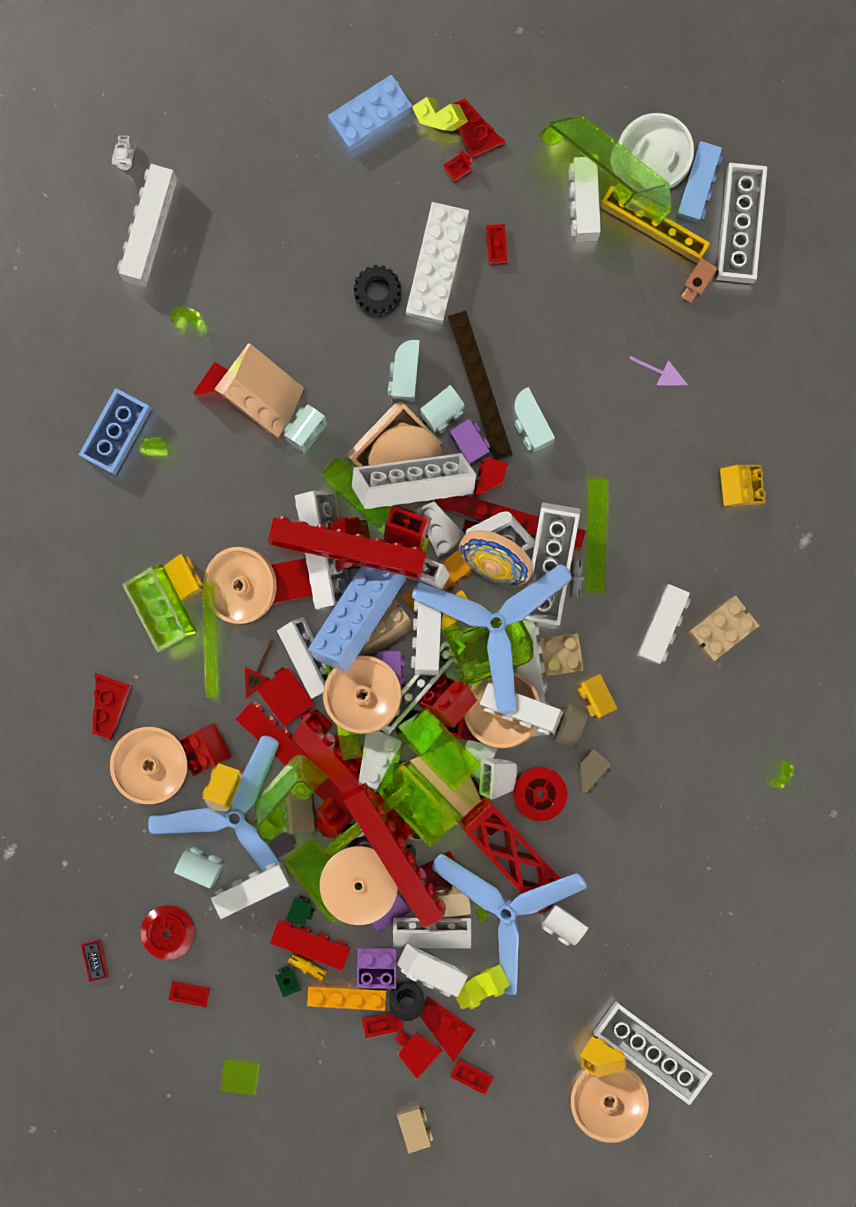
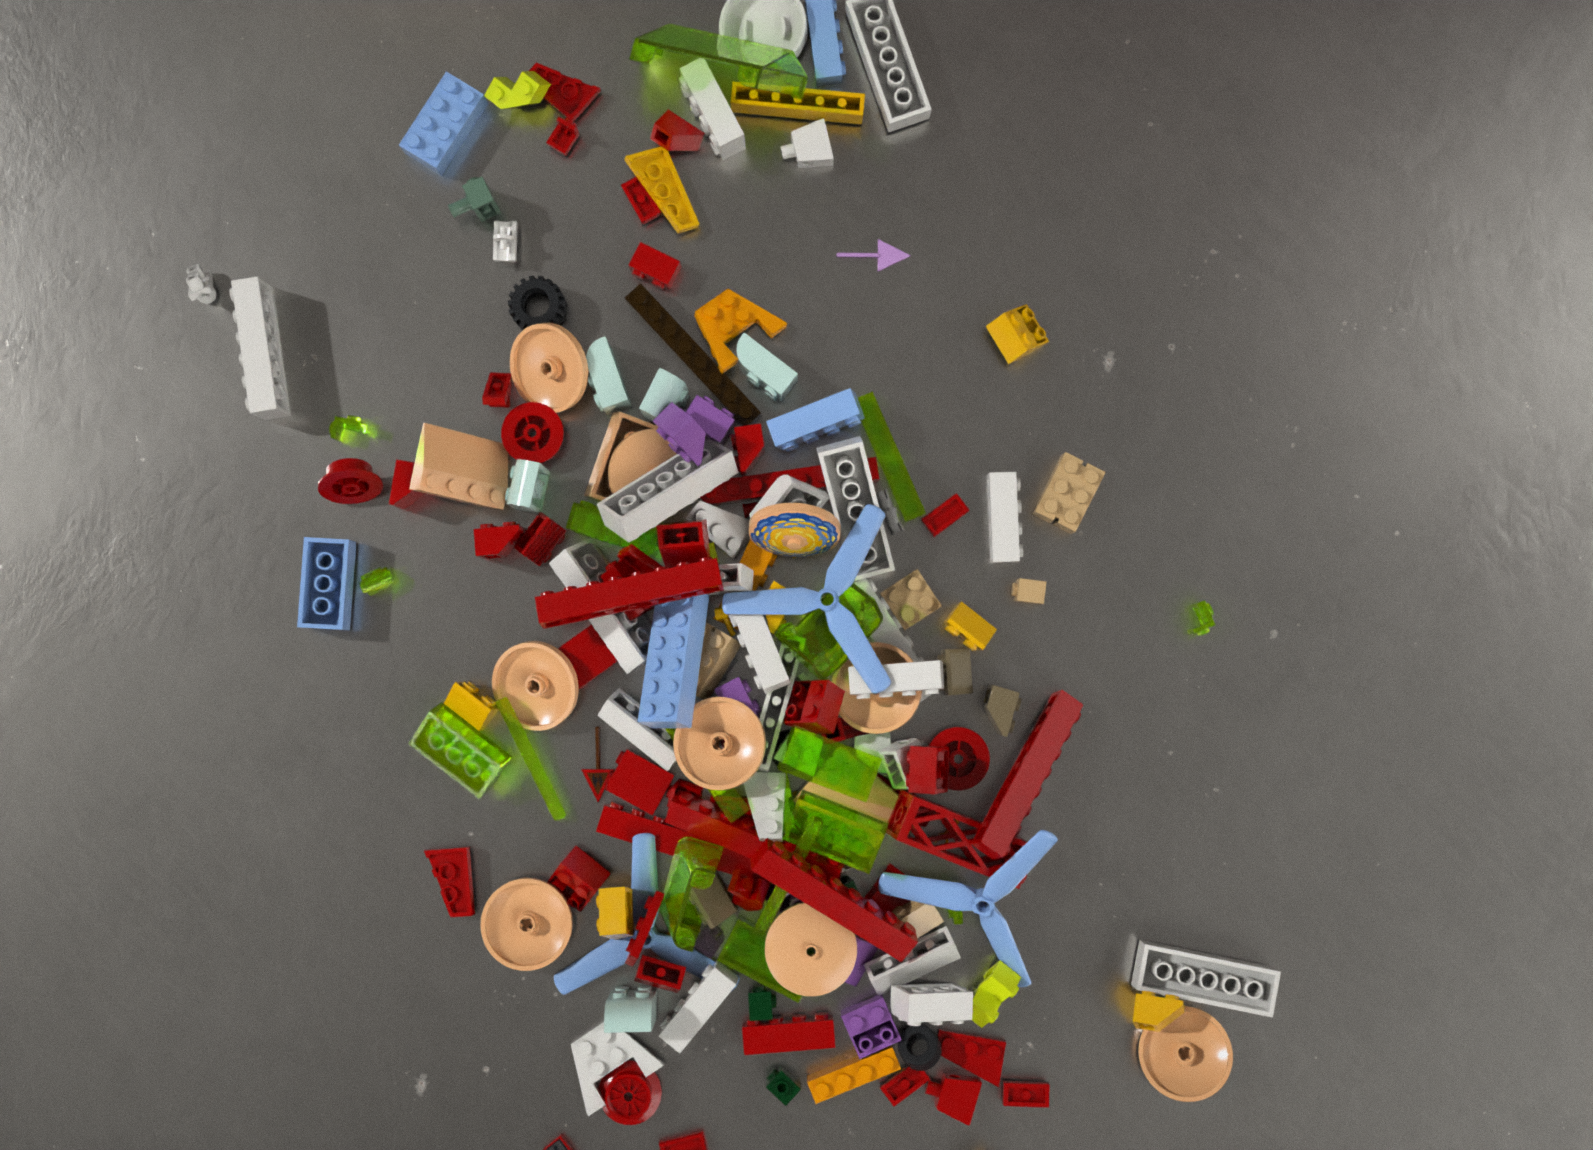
camera: 25 degrees left, 0 degrees up
(161, 891) = (600, 1054): none -> white wing
(169, 361) = (350, 482): none -> red piece
(233, 851) = (660, 974): none -> red brick
(239, 807) = (643, 927): none -> red wing
(262, 460) = (497, 541): none -> red slope
(296, 473) = (540, 539): none -> red brick
(307, 966) = (796, 1059): yellow pin -> none
(316, 342) = (498, 390): none -> red slope
(328, 375) = (523, 421): none -> red piece
(364, 343) = (549, 366): none -> light nougat dish
(364, 524) = (637, 559): none -> red tile
(370, 186) = (478, 199): none -> sand green brick
(375, 228) = (505, 241): none -> white hips
(408, 597) = (719, 614): none -> yellow hand
(437, 263) = (587, 248): white brick -> none
(443, 443) = (682, 433): none -> medium lavender slope
(482, 301) = (654, 266): none -> red brick
(513, 790) = (928, 769): none -> red slope
(519, 239) = (660, 179): none -> yellow wing
(520, 368) = (727, 318): none -> light orange wing
(548, 205) = (676, 133): none -> red slope
(552, 480) = (816, 420): none -> light blue brick
(563, 924) = (1050, 887): white brick -> none
(588, 829) = (1027, 775): none -> red brick
(619, 601) = (945, 515): none -> red tile
(648, 263) = (810, 146): none -> white torso
(656, 690) = (1029, 591): none -> tan brick
(704, 272) = (871, 130): nougat torso -> none

